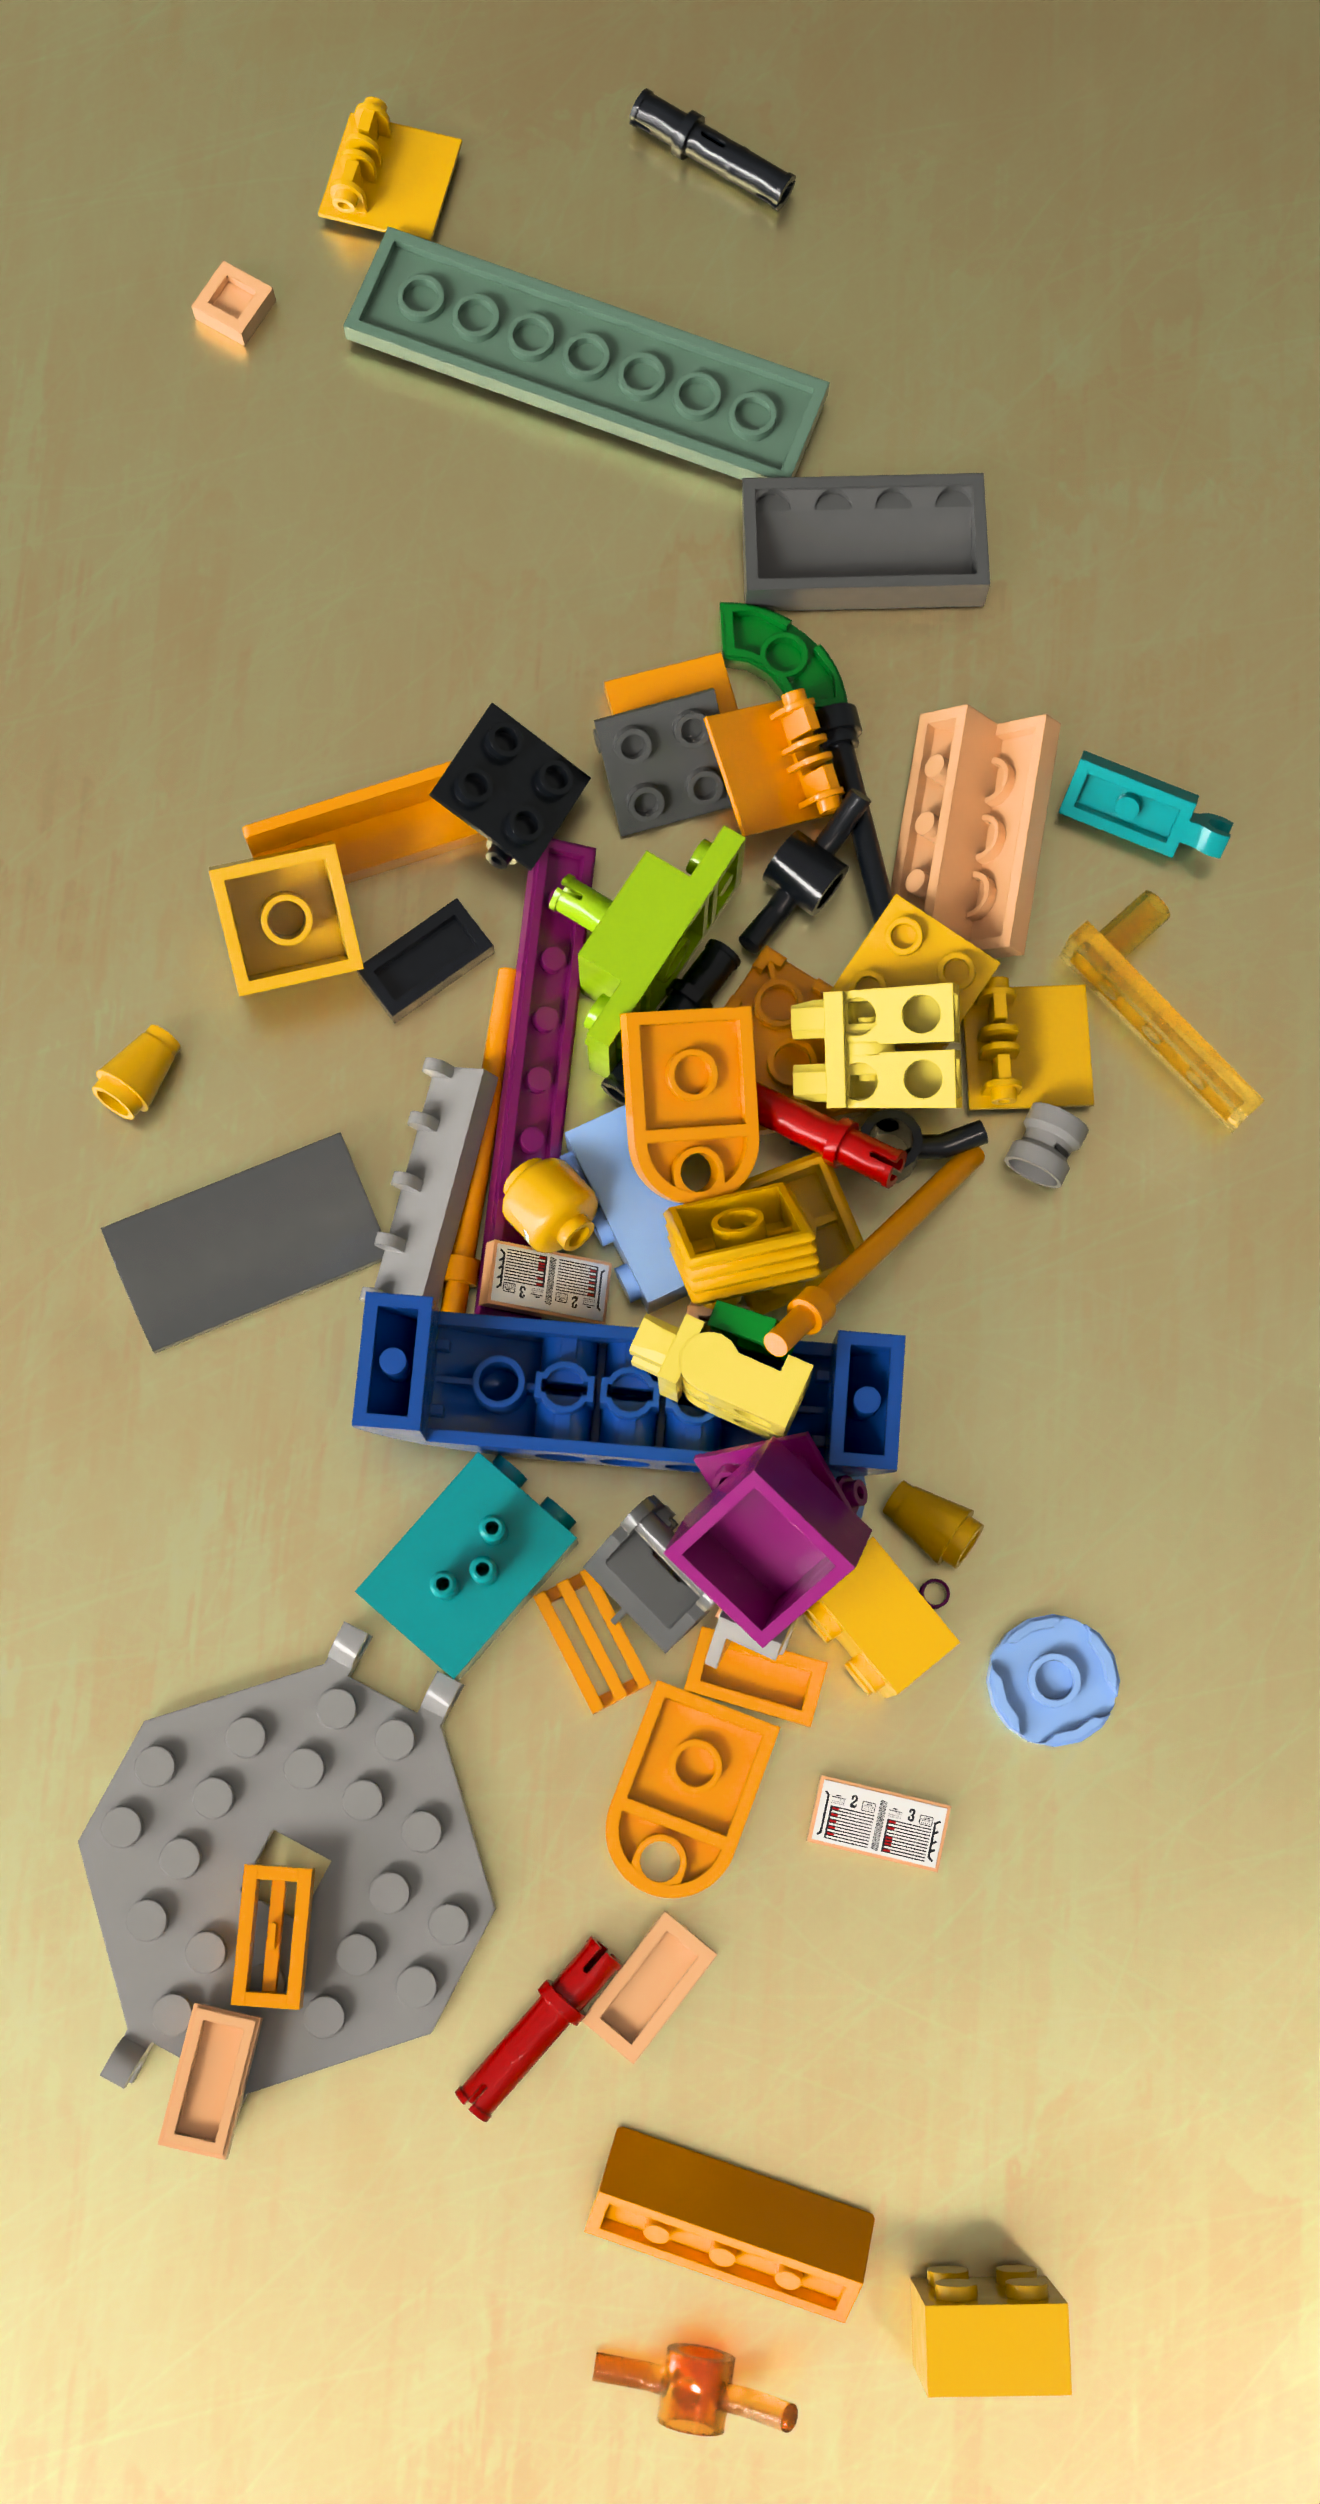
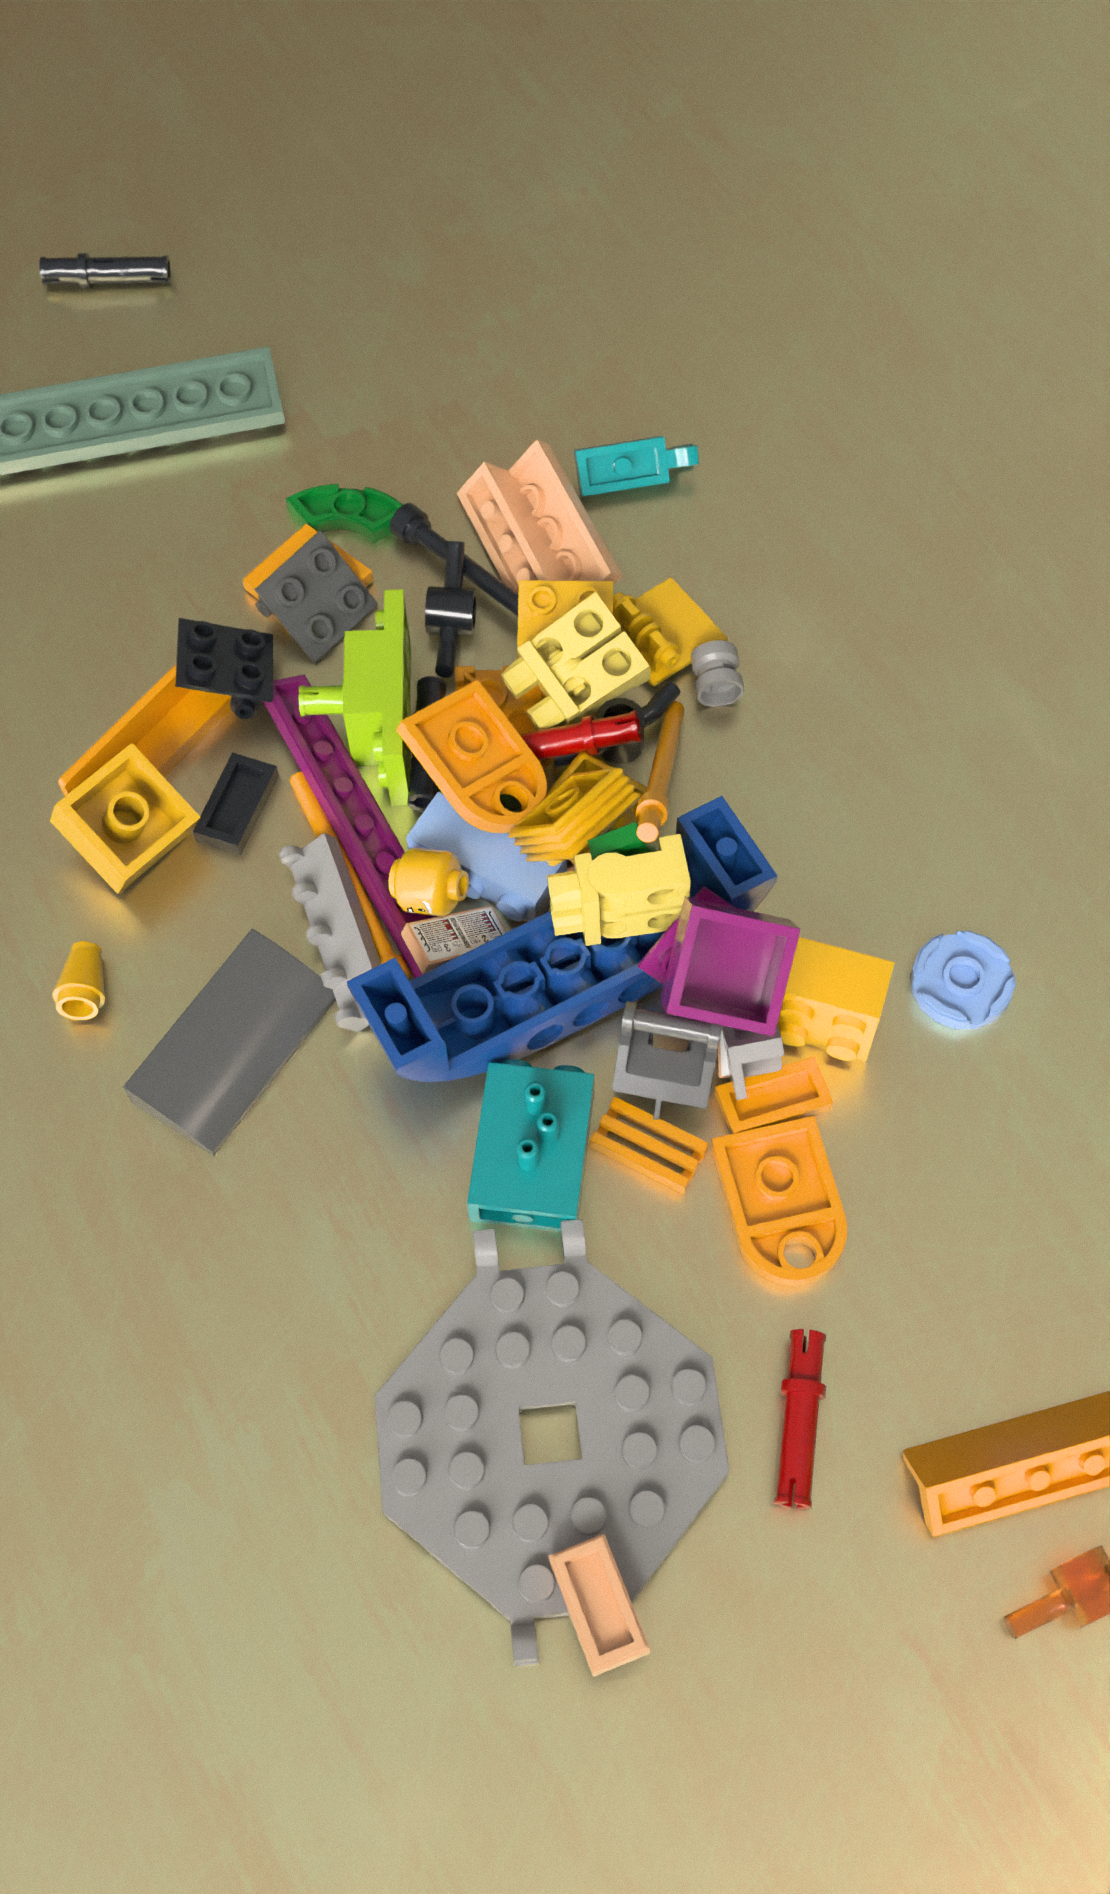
camera: 30 degrees left, 15 degrees down
(246, 1936) = (597, 1516): light orange tile -> none
(649, 1987) = (853, 1342): light nougat tile -> none
(774, 763) = (386, 558): light orange hinge -> none
(865, 542) = (354, 418): dark grey slope -> none
(878, 1823) = (922, 1136): tile -> none
(934, 1523) = (825, 925): yellow cone -> none
(1102, 965) = (729, 568): clear yellow piece -> none

